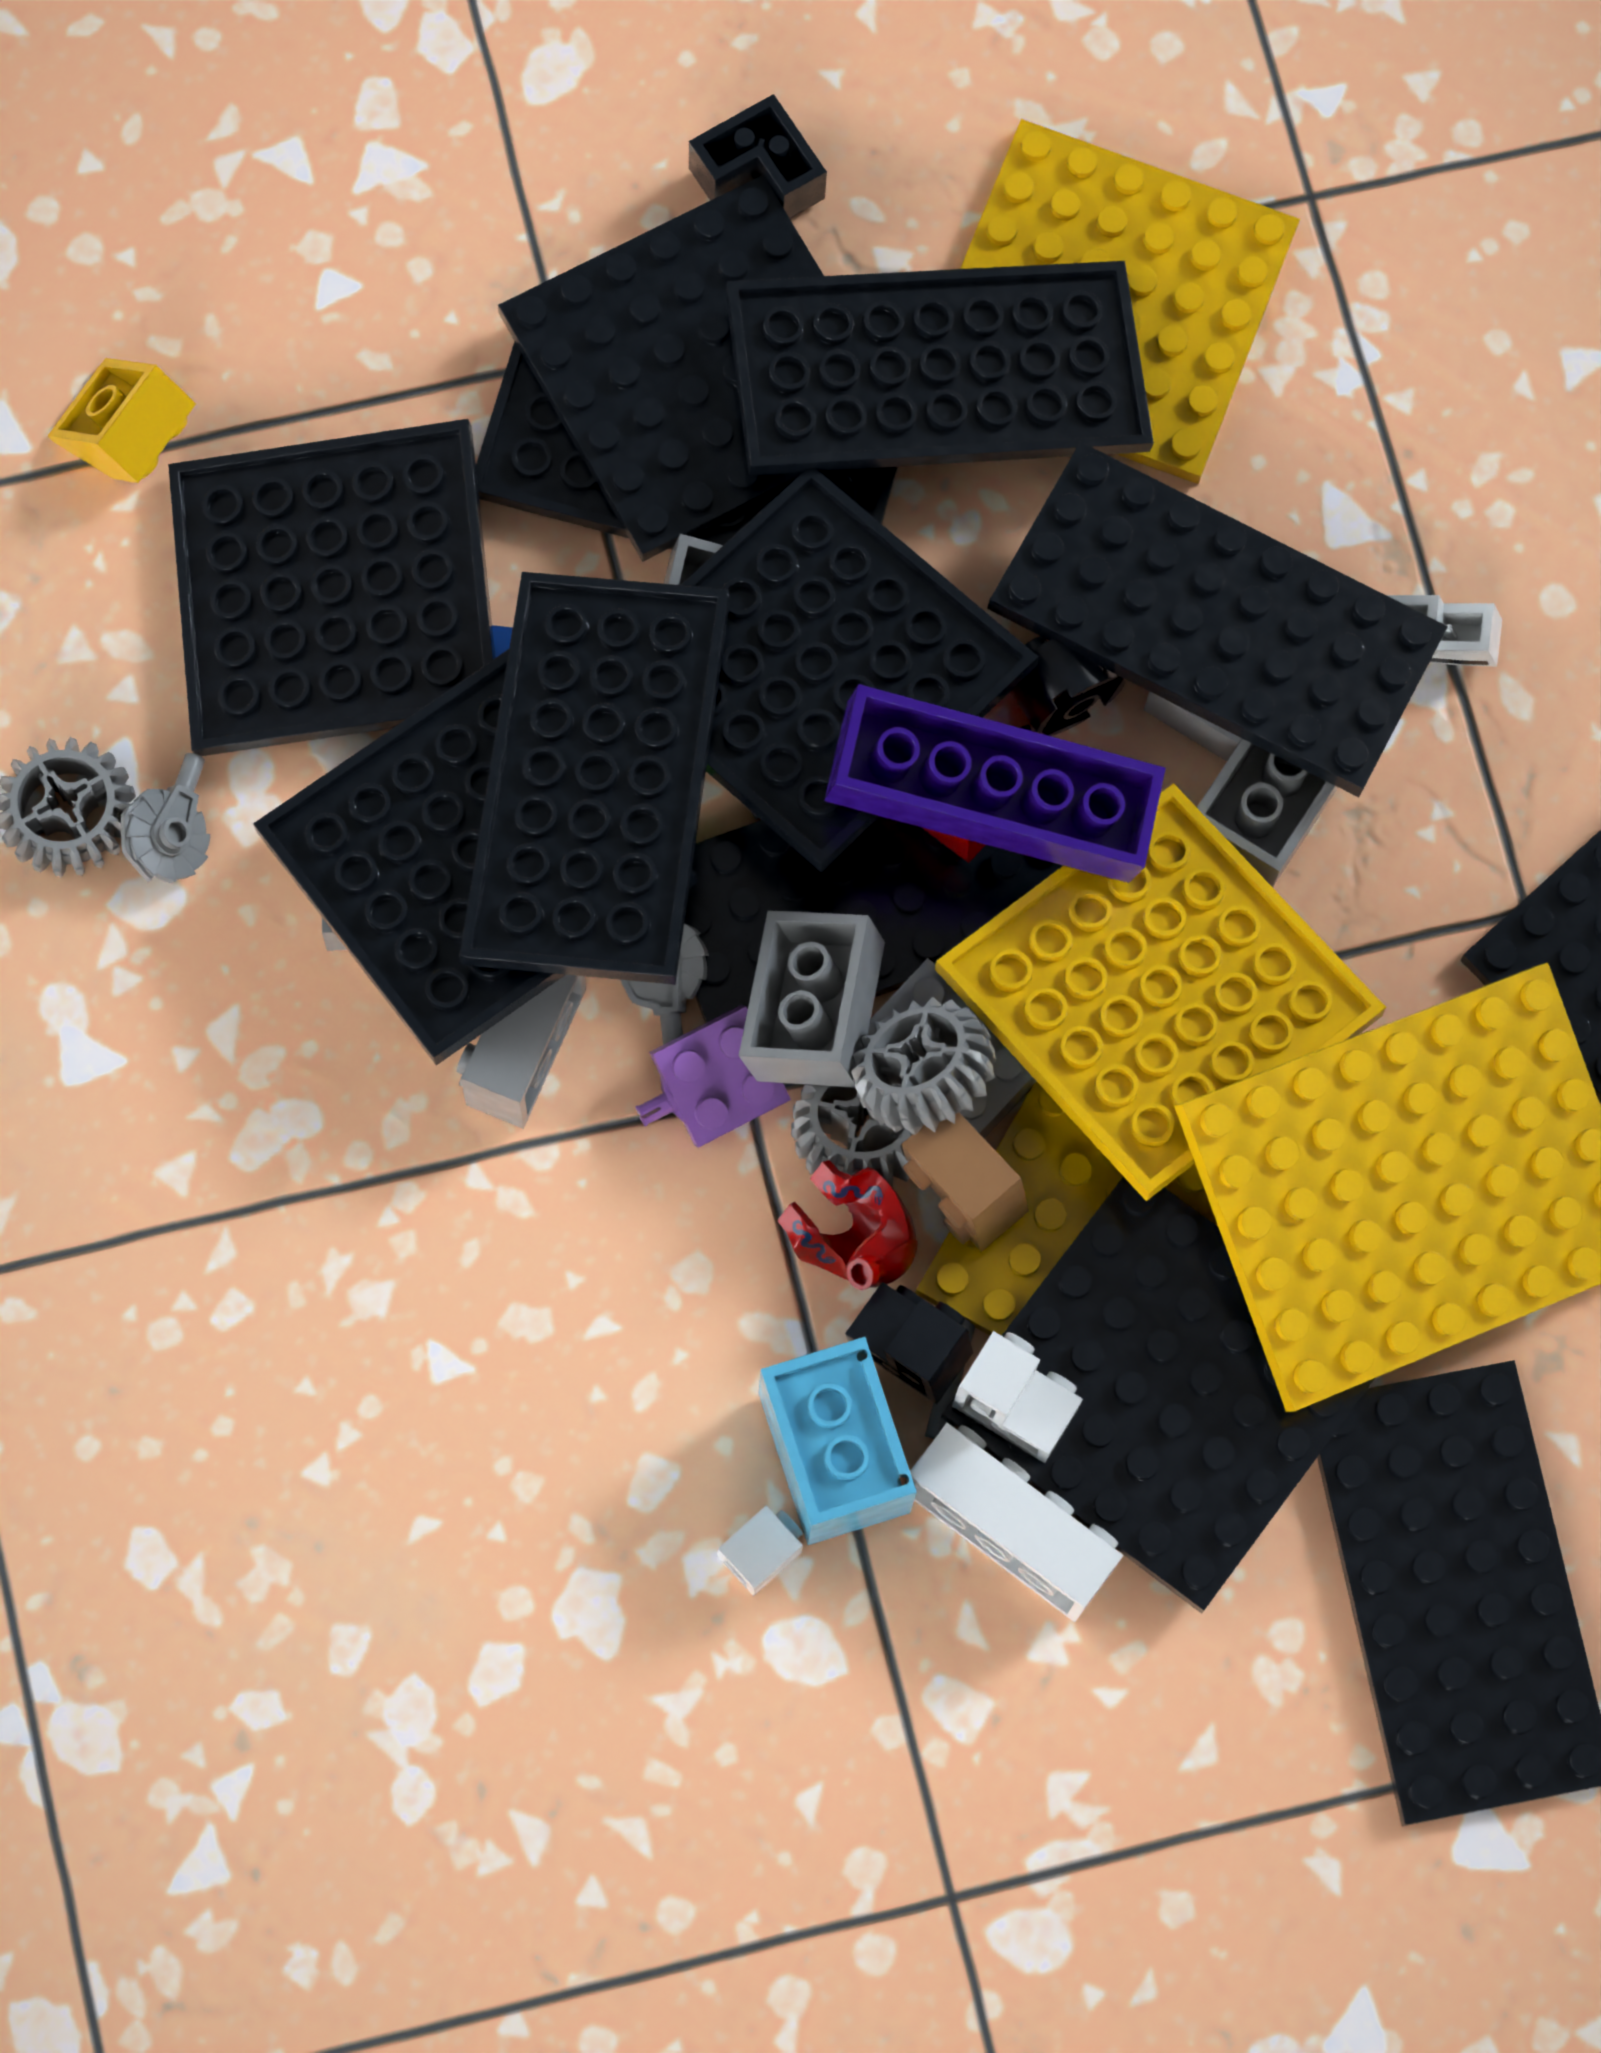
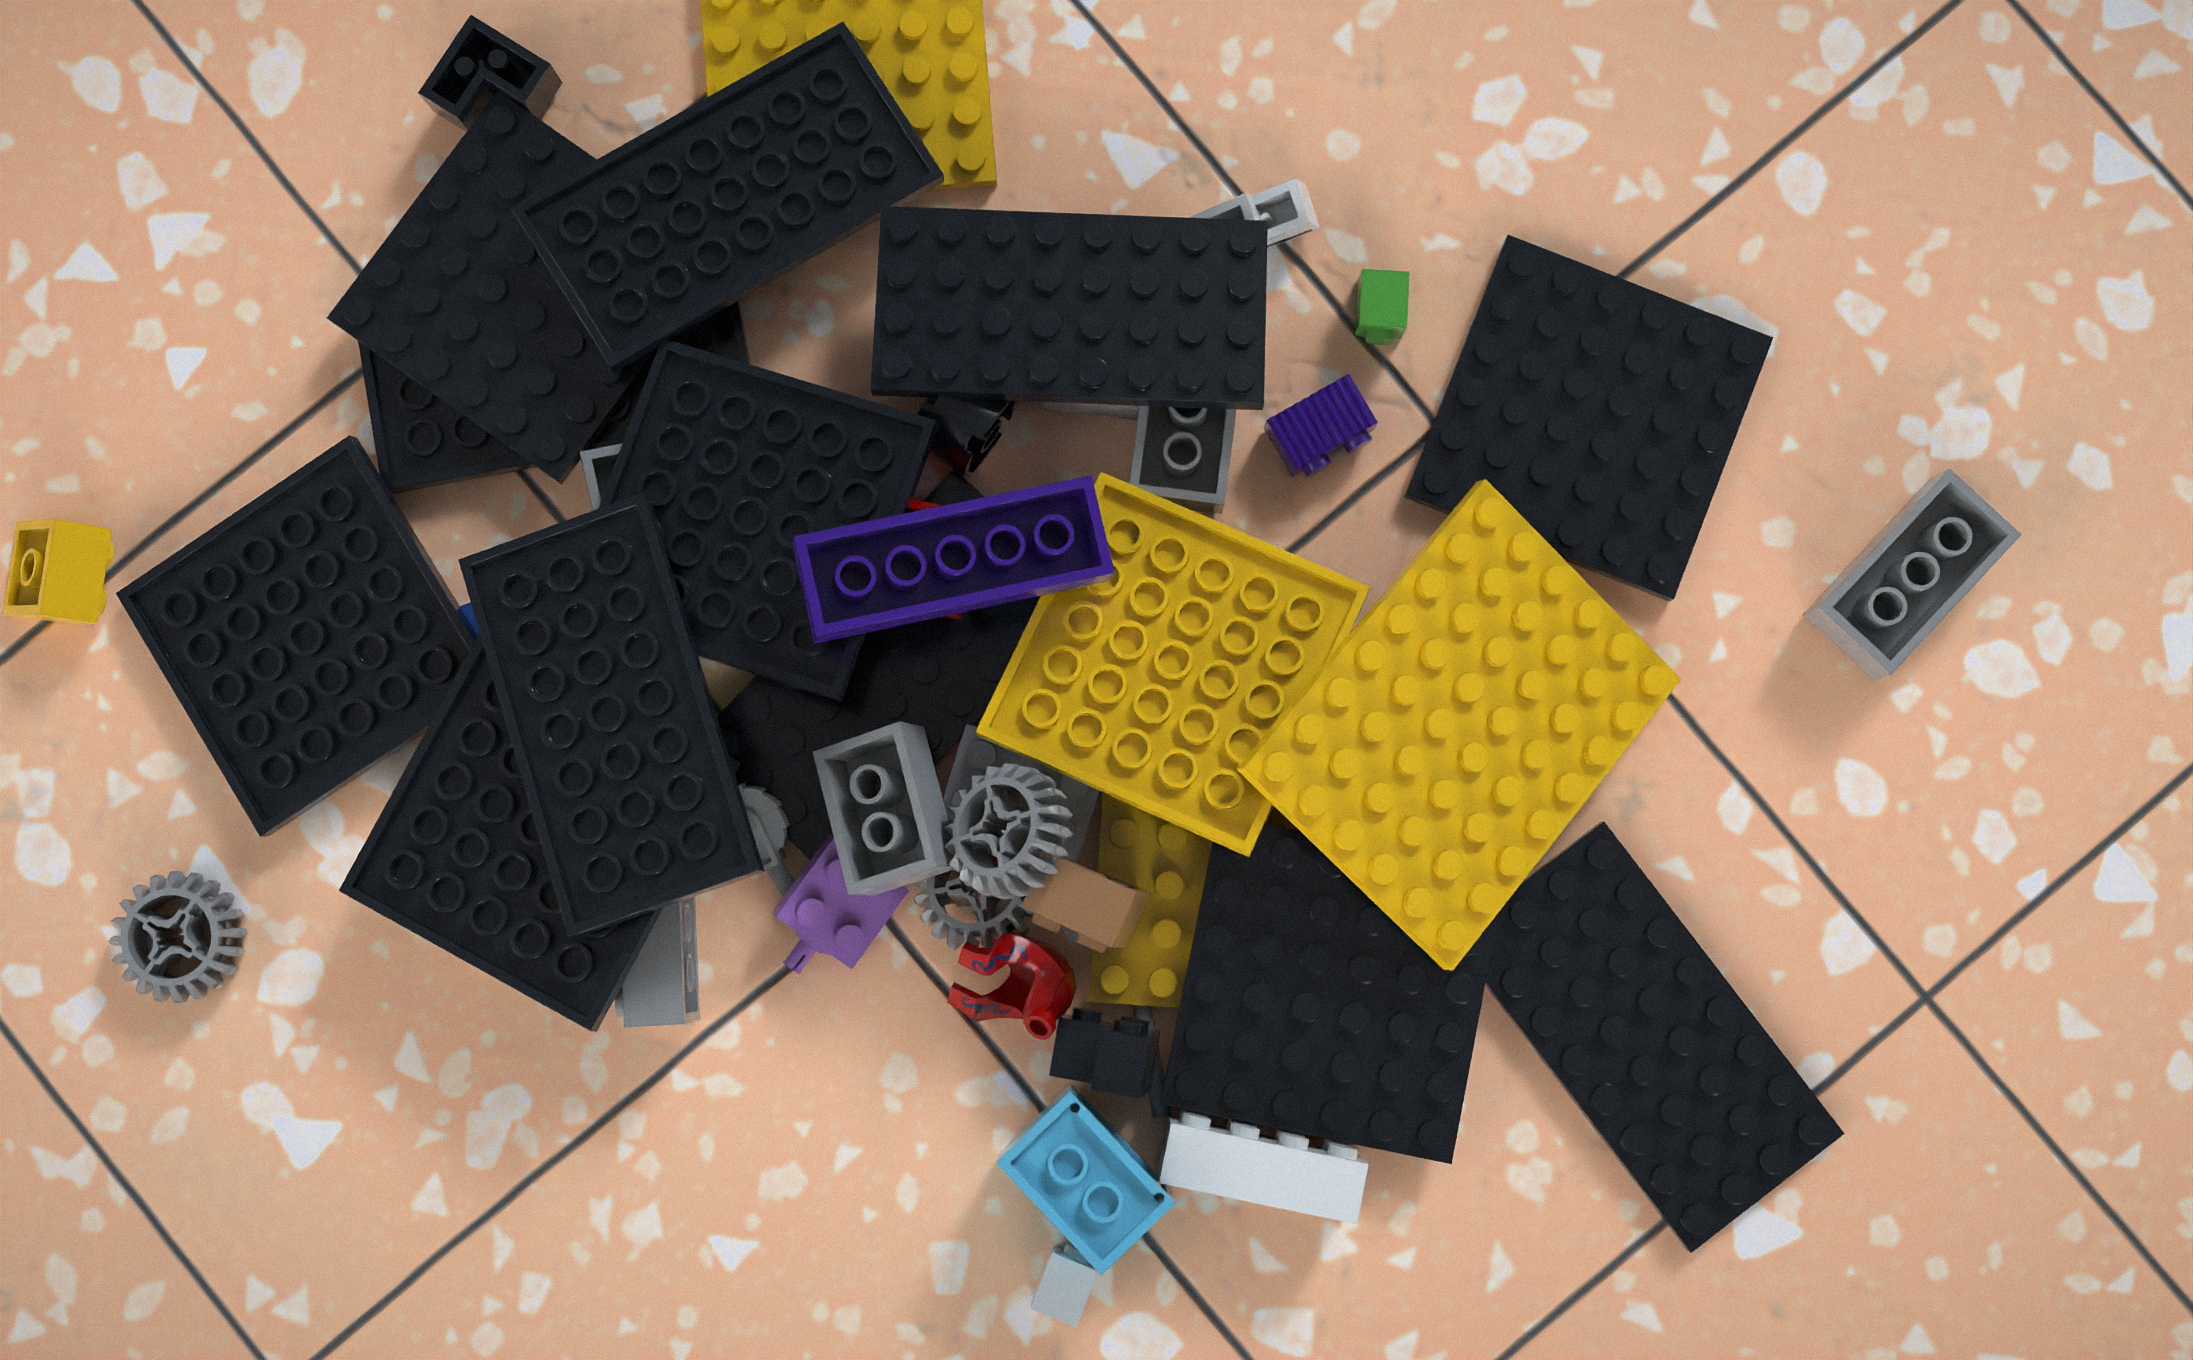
camera: 20 degrees left, 10 degrees up
(163, 829) = (272, 916): light grey piece -> none
(1016, 1399) = (1220, 1073): white brick -> none
(1409, 851) = (1321, 426): none -> dark purple brick
(1523, 765) = (1381, 305): none -> bright green brick

